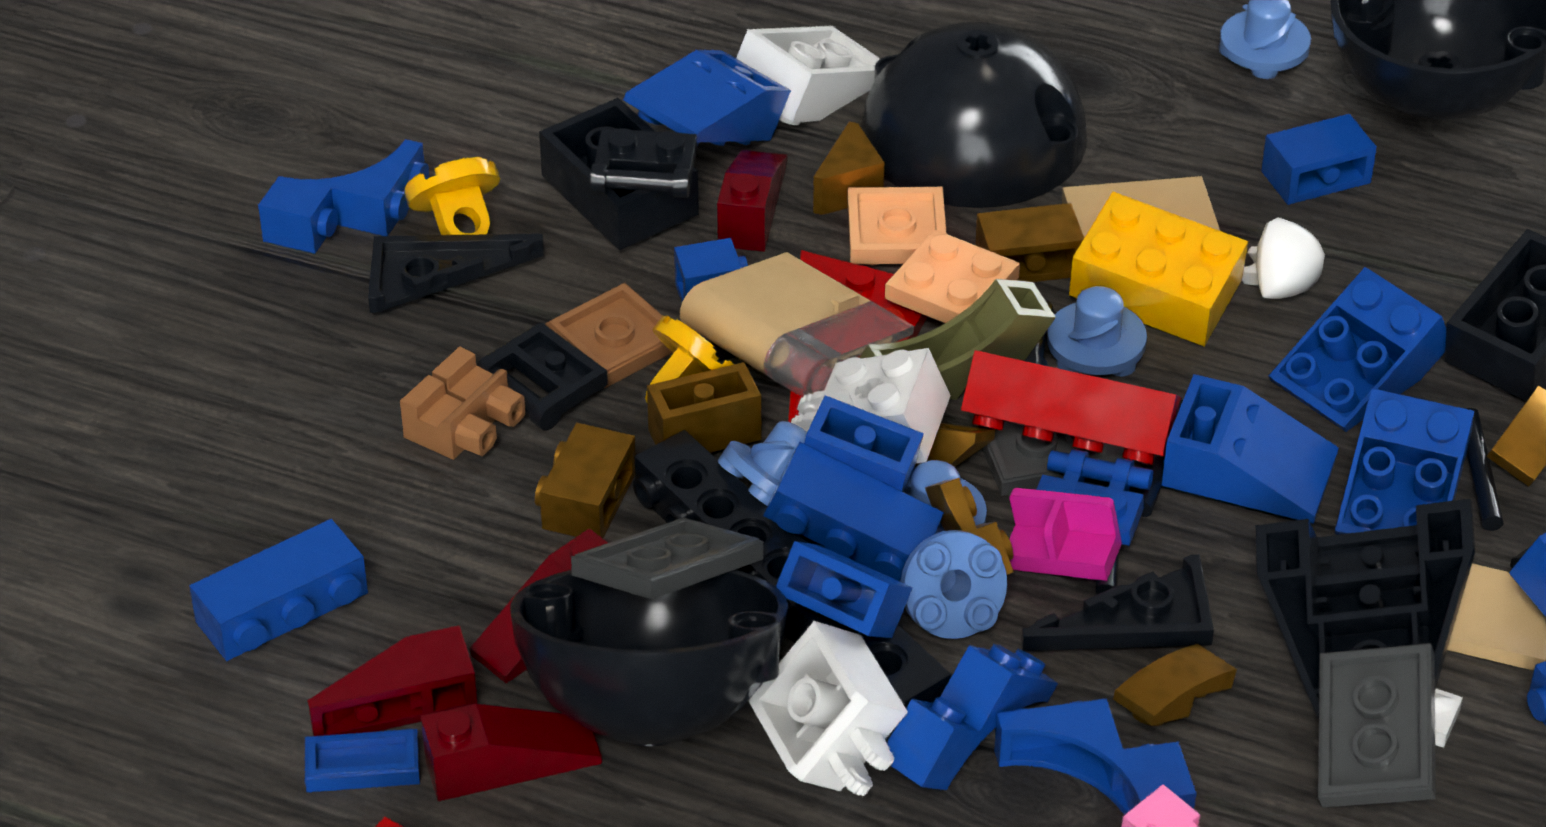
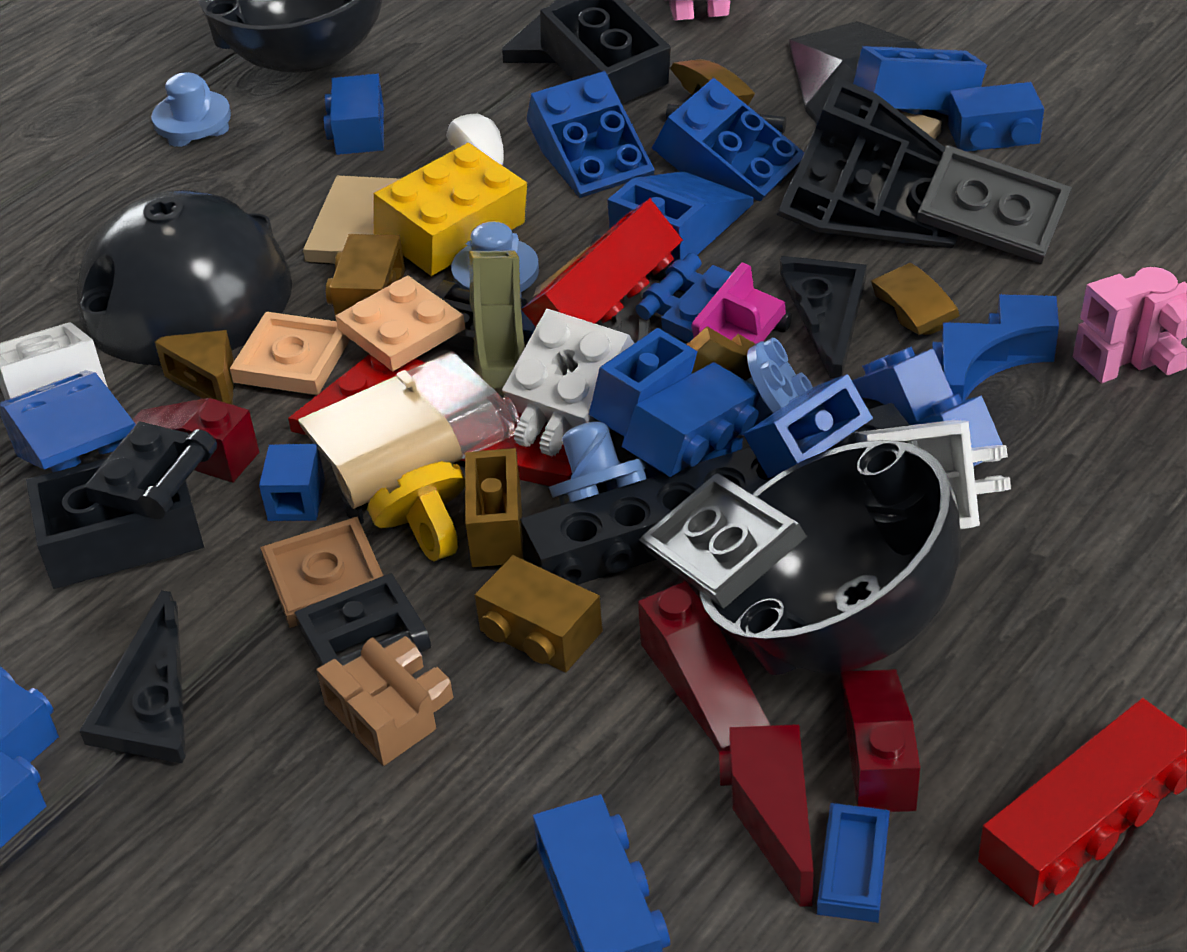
camera: 70 degrees left, 0 degrees up
(453, 191) = (70, 646): yellow tile -> none

